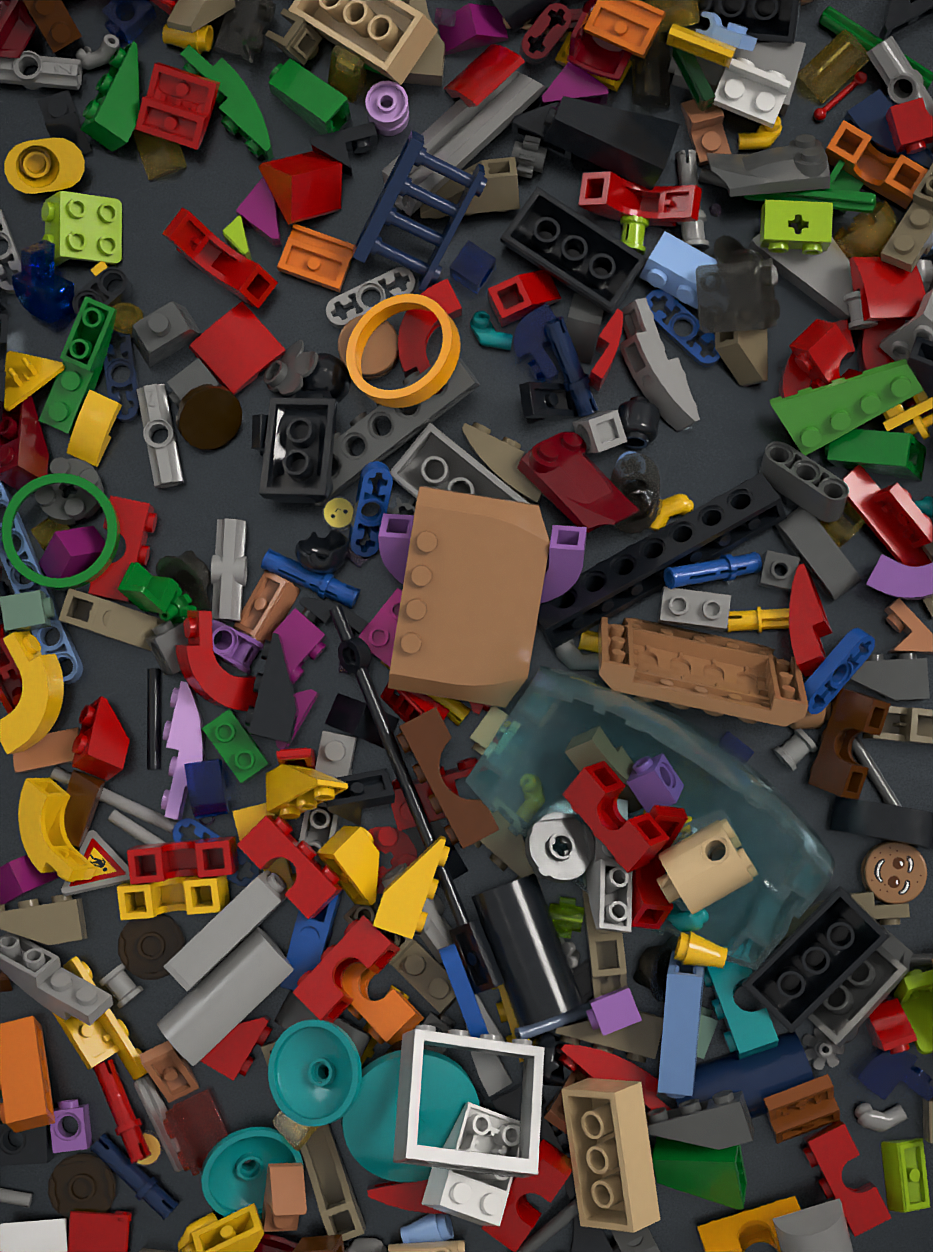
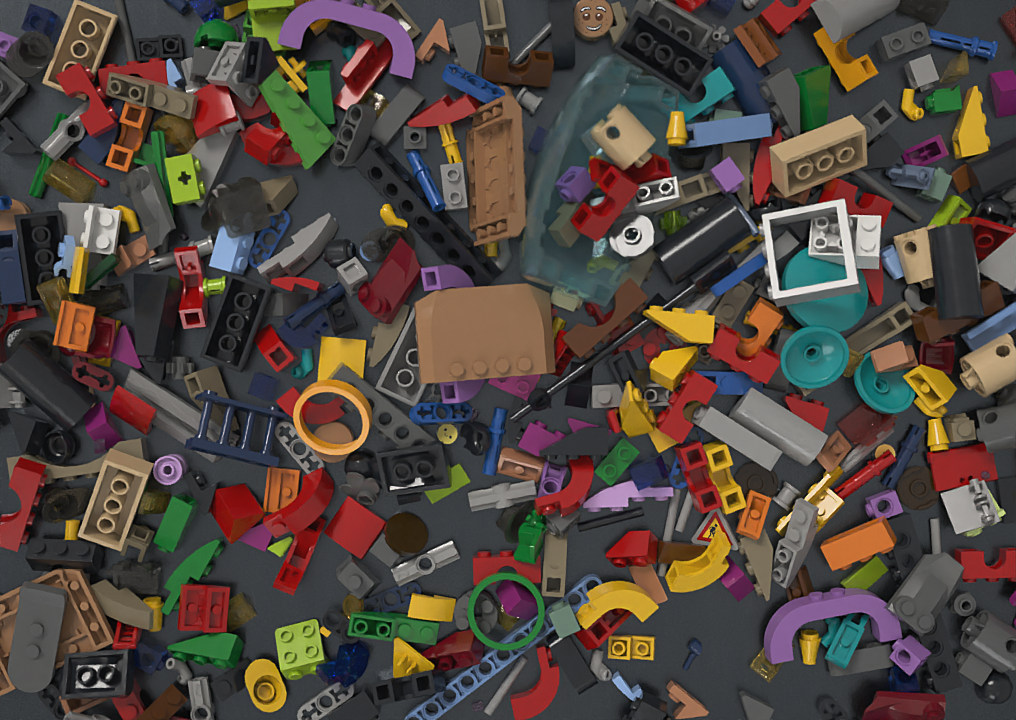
camera: 110 degrees left, 5 degrees up
(105, 928) = (753, 515): none -> orange slope
(151, 1234) = (937, 436): none -> yellow cone
(269, 512) = (459, 479): none -> lime slope
(284, 284) = (305, 508): none -> red arch
(497, 388) = (339, 350): none -> yellow slope
(685, 921) = (660, 143): teal arm -> none

